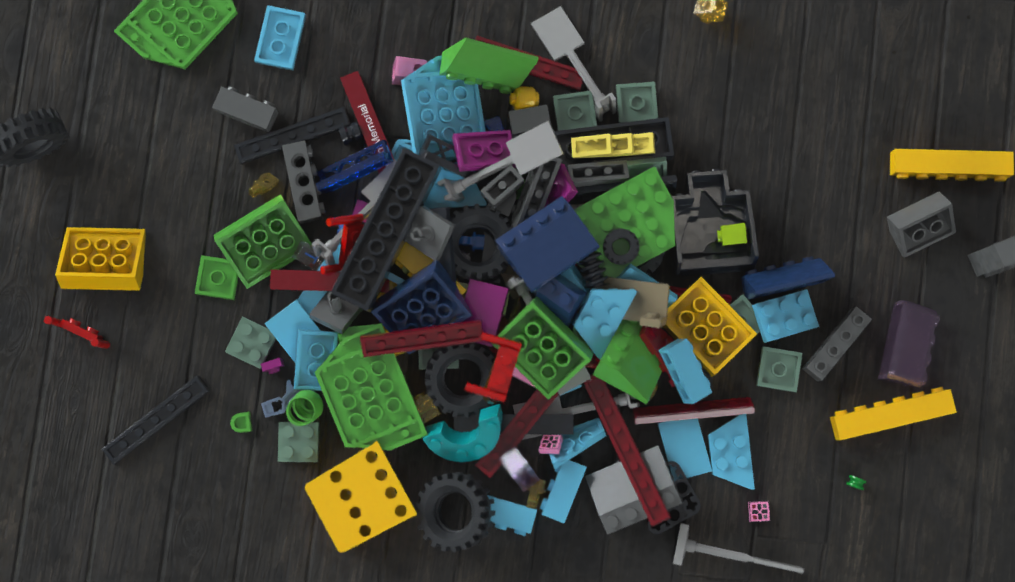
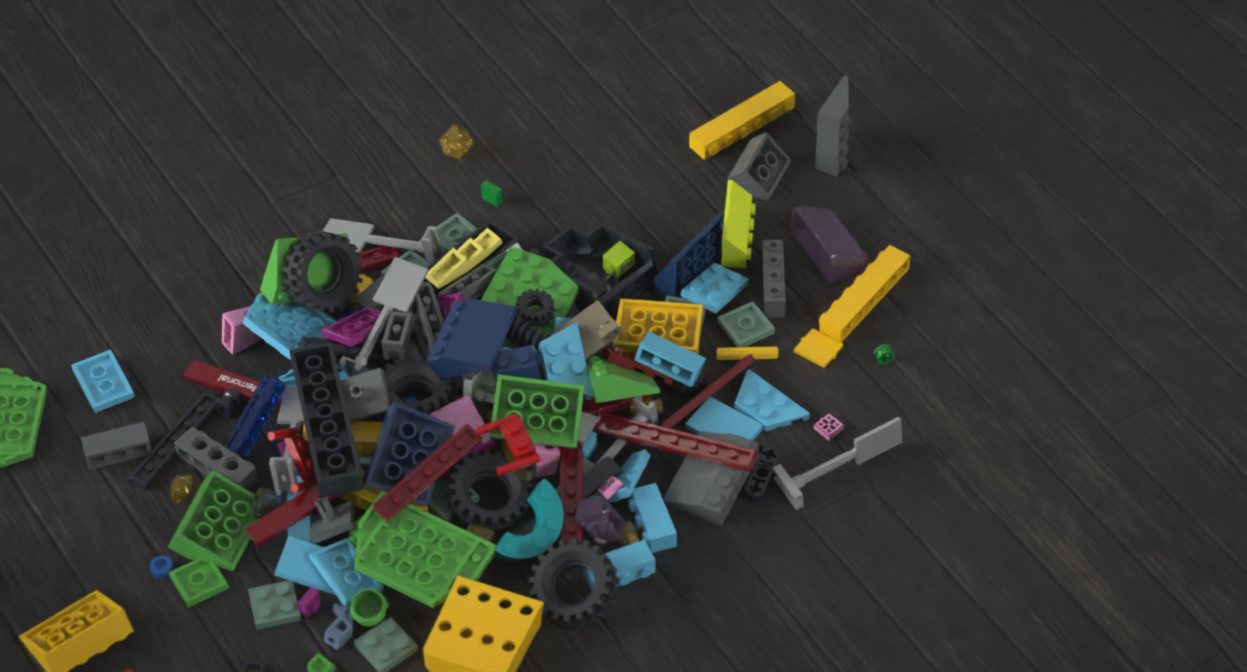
camera: 40 degrees left, 35 degrees down
(201, 245) = (161, 566): none -> blue tile
(492, 98) = (344, 276): none -> black tyre
(696, 81) = (491, 193): none -> green tile
(758, 395) = (739, 353): none -> yellow axle
(815, 431) = (818, 348): none -> yellow piece
(852, 271) = (737, 226): none -> neon yellow slope

